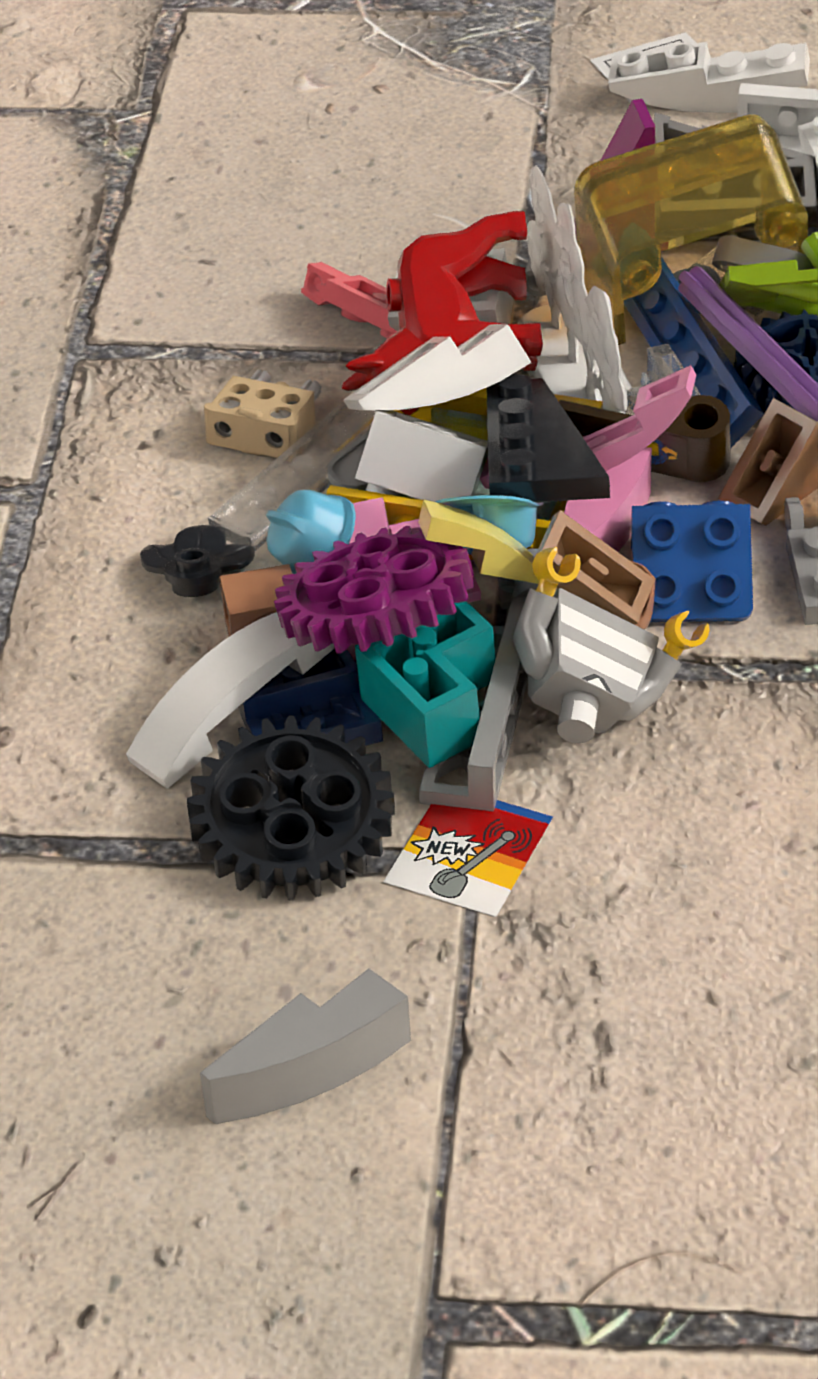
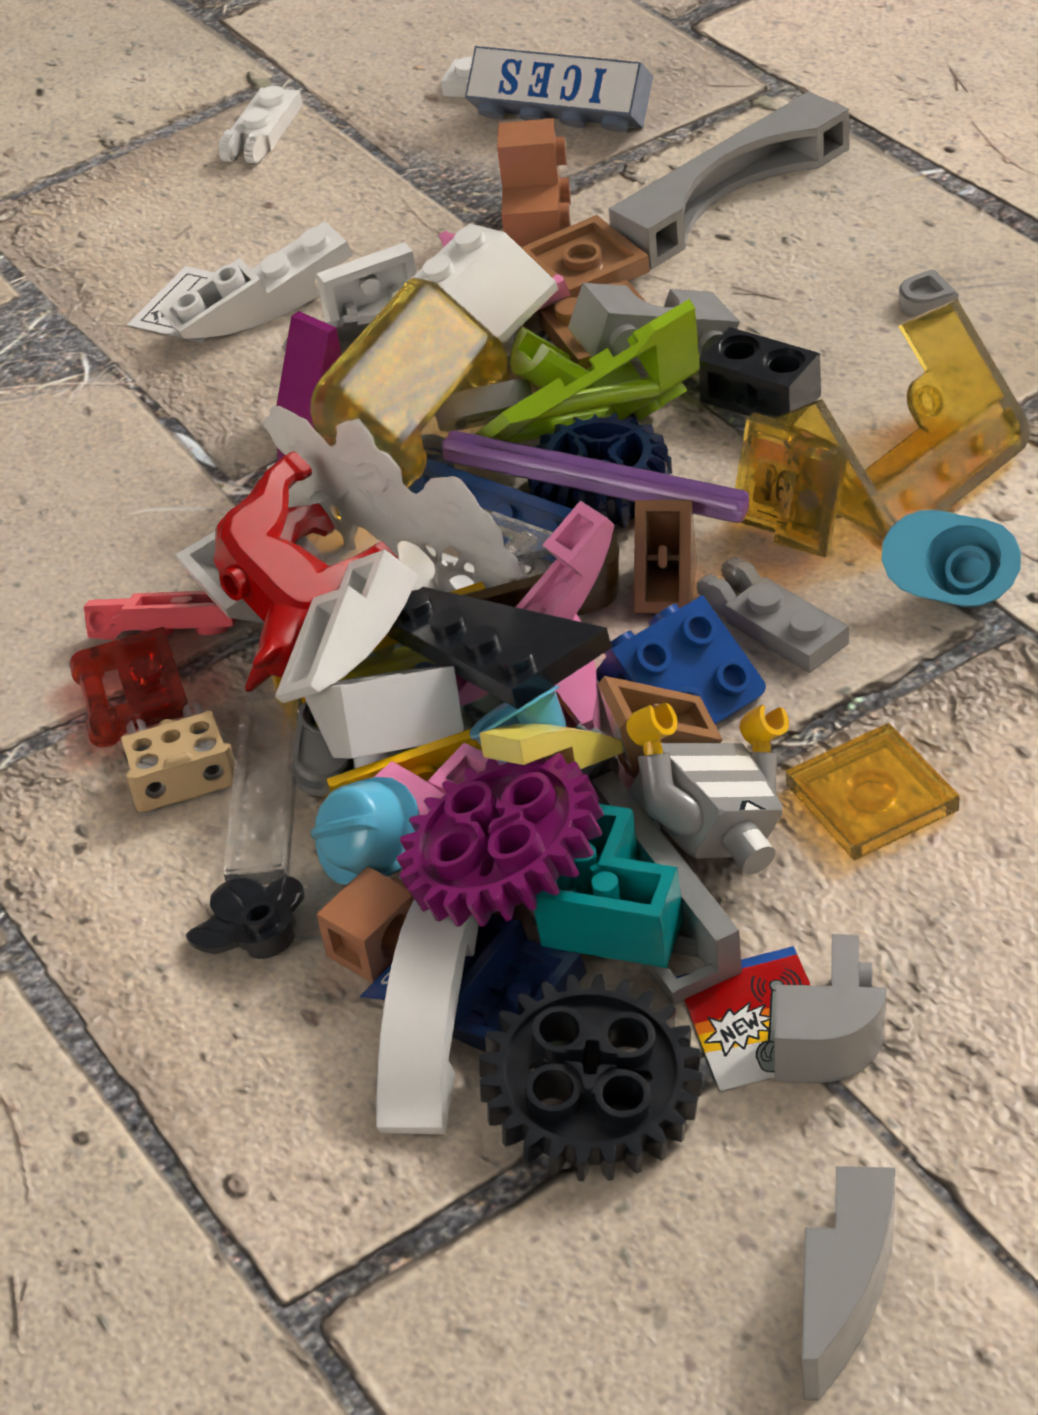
camera: 35 degrees left, 0 degrees up
(303, 349) = (147, 678): none -> clear red plate
(500, 885) = (830, 1029): none -> light grey brick
(738, 739) = (872, 791): none -> clear yellow tile

